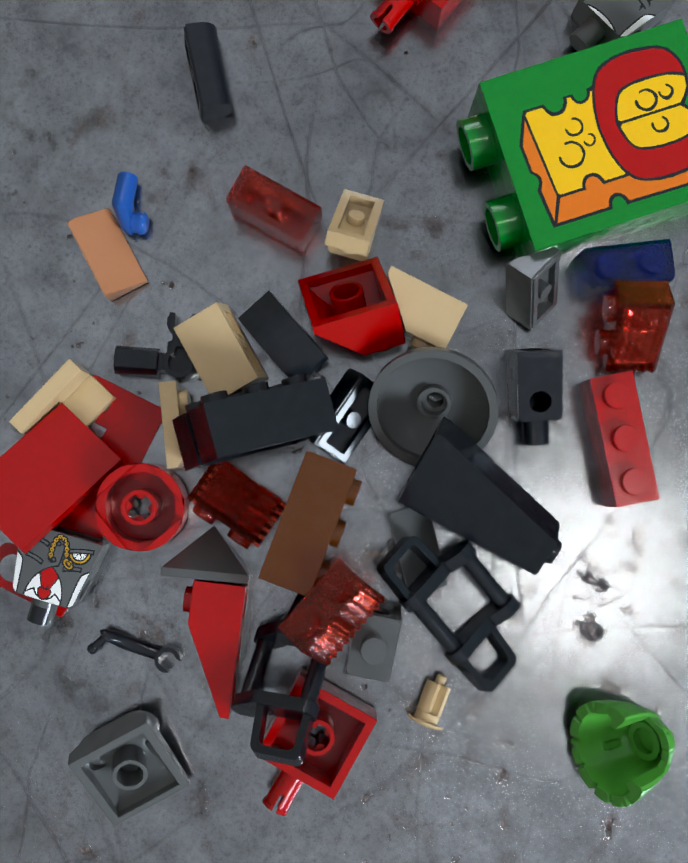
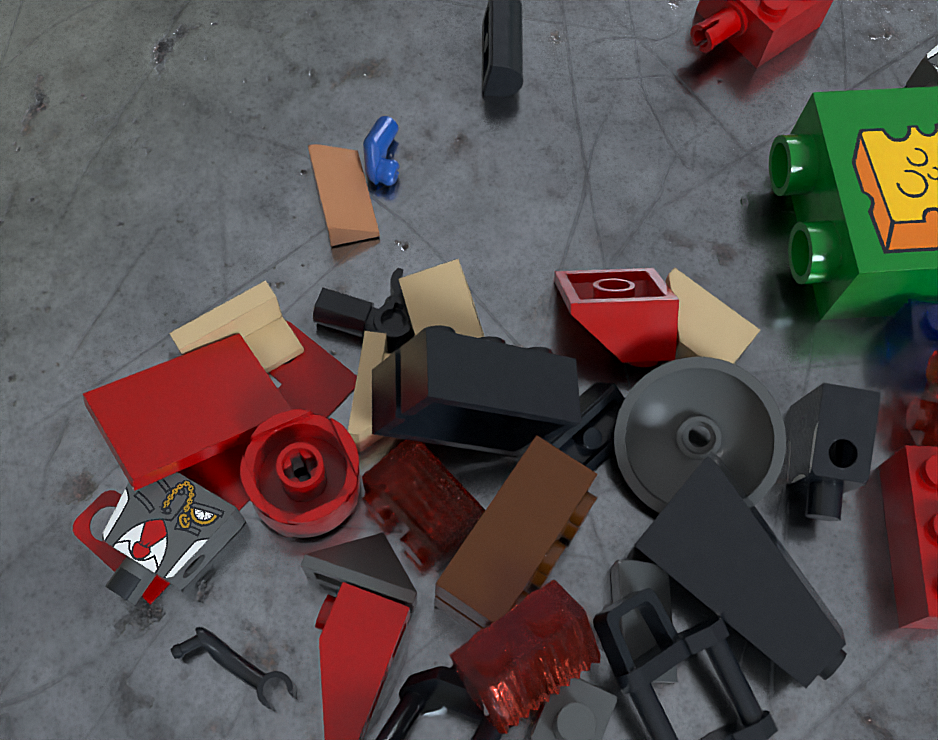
camera: 10 degrees right, 20 degrees down
(274, 208) = (548, 184): clear red brick -> none
(282, 337) = (523, 315): black slope -> none
(354, 225) = (631, 230): tan slope -> none
(532, 286) = (841, 327): dark grey slope -> none

